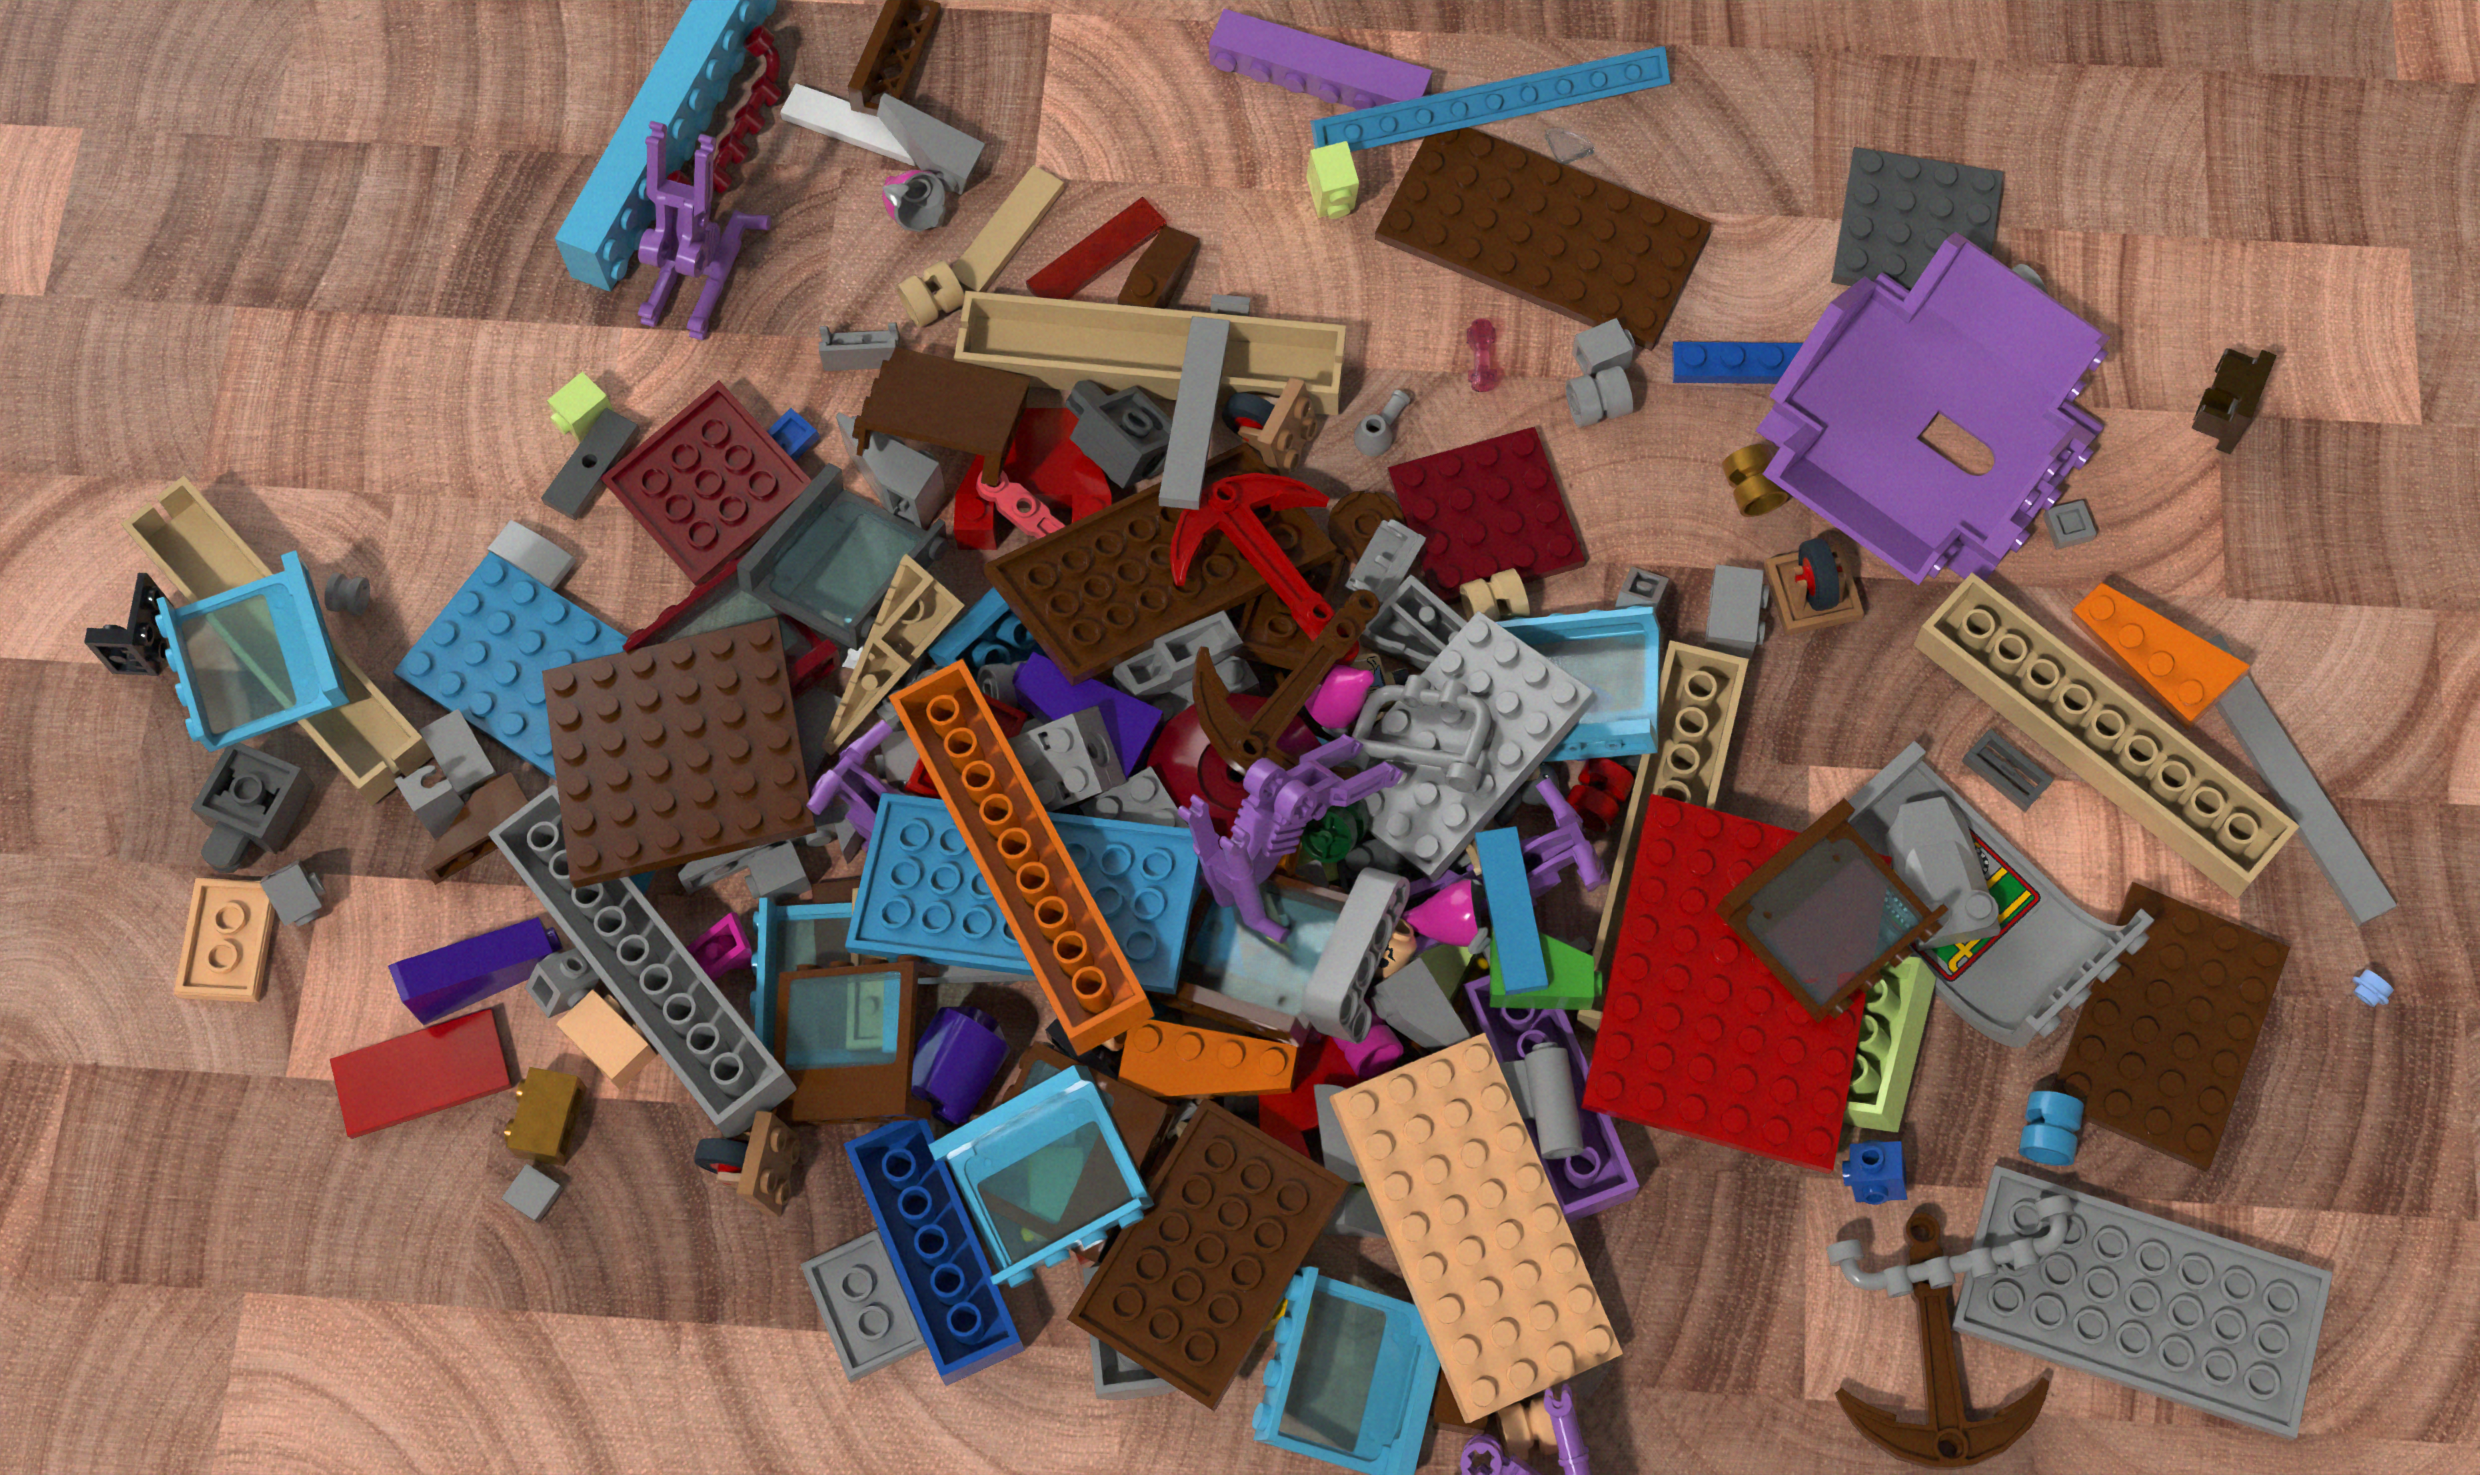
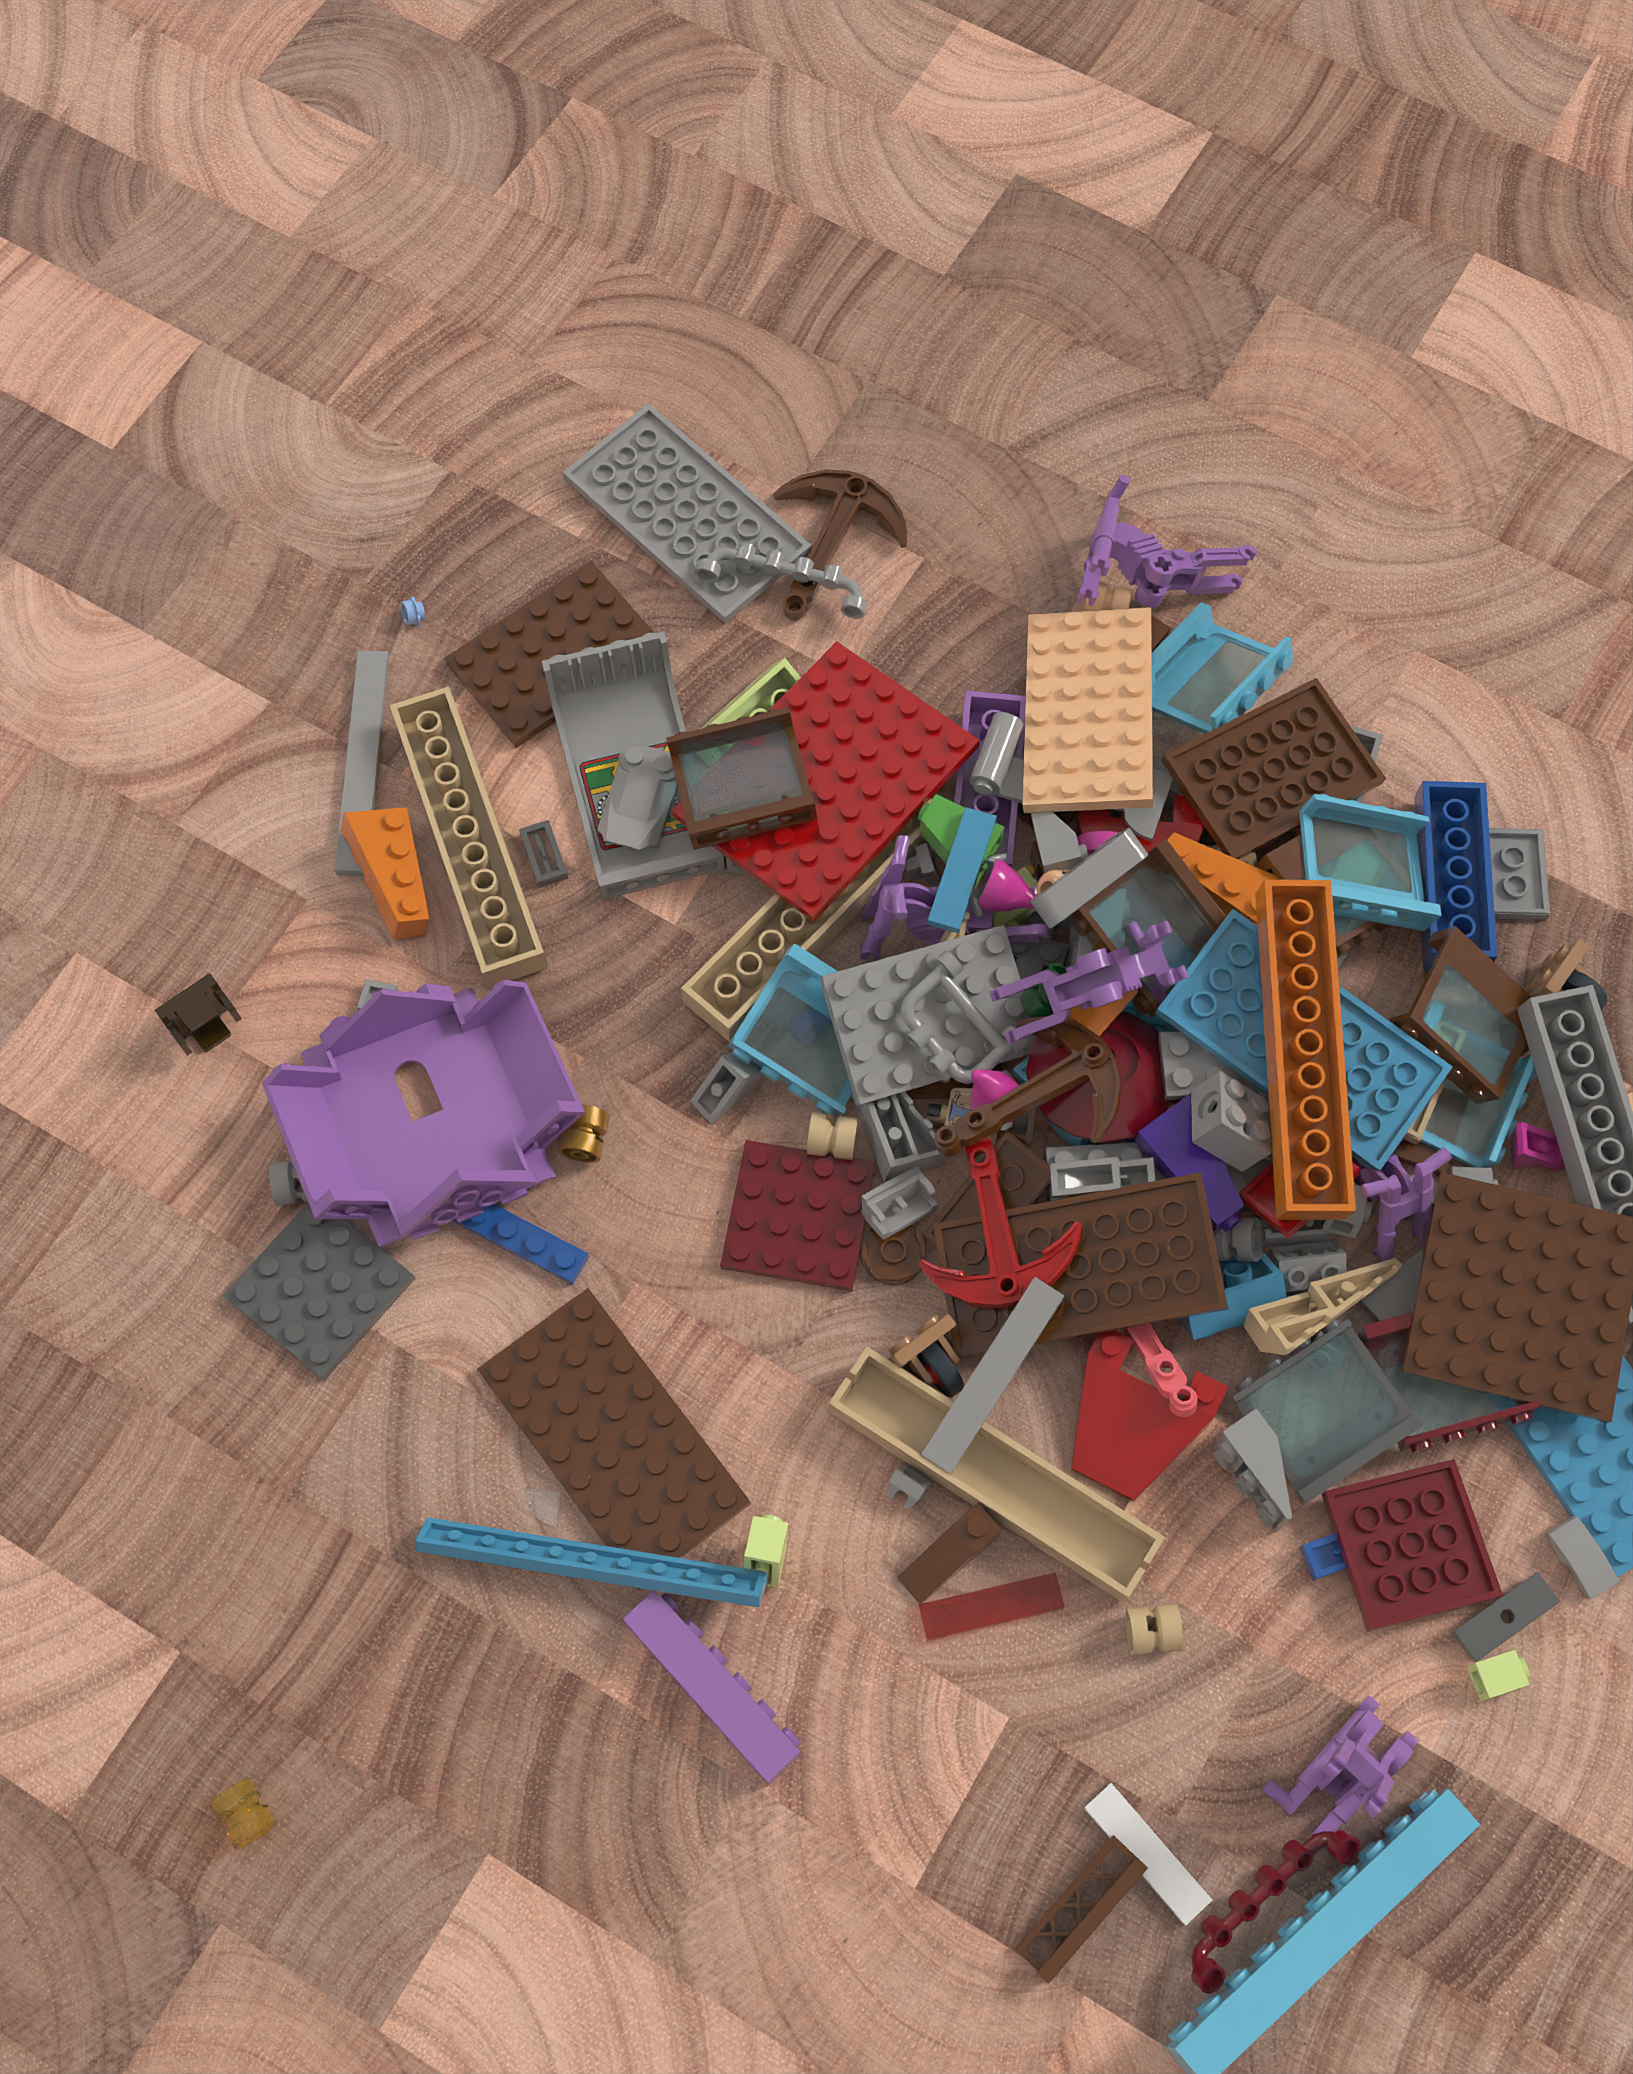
camera: 155 degrees left, 0 degrees up
(857, 349) = (1233, 1614): light grey hinge -> none
(915, 200) = (1132, 1734): light grey hat -> none
(932, 143) = (1084, 1767): light grey slope -> none
(946, 406) = (1199, 1477): reddish brown panel -> none
(957, 1061) = (1392, 978): dark purple cylinder -> none
(1007, 230) = (1058, 1669): tan tile -> none
(1120, 432) = (1052, 1406): dark grey brick -> none
(1379, 442) = (838, 1330): light grey bar -> none
(1480, 337) = (718, 1359): clear pink bar -> none
(1600, 791) = (845, 951): red wheel -> none
(1603, 348) = (630, 1298): light grey brick -> none
(1605, 395) = (658, 1258): light grey wheel -> none
(1734, 611) = (660, 1046): light grey brick -> none
(1813, 587) = (593, 1035): medium nougat plate -> none
(1876, 1171) = (802, 633): blue brick -> none
(2051, 1128) = (677, 619): dark azure wheel -> none

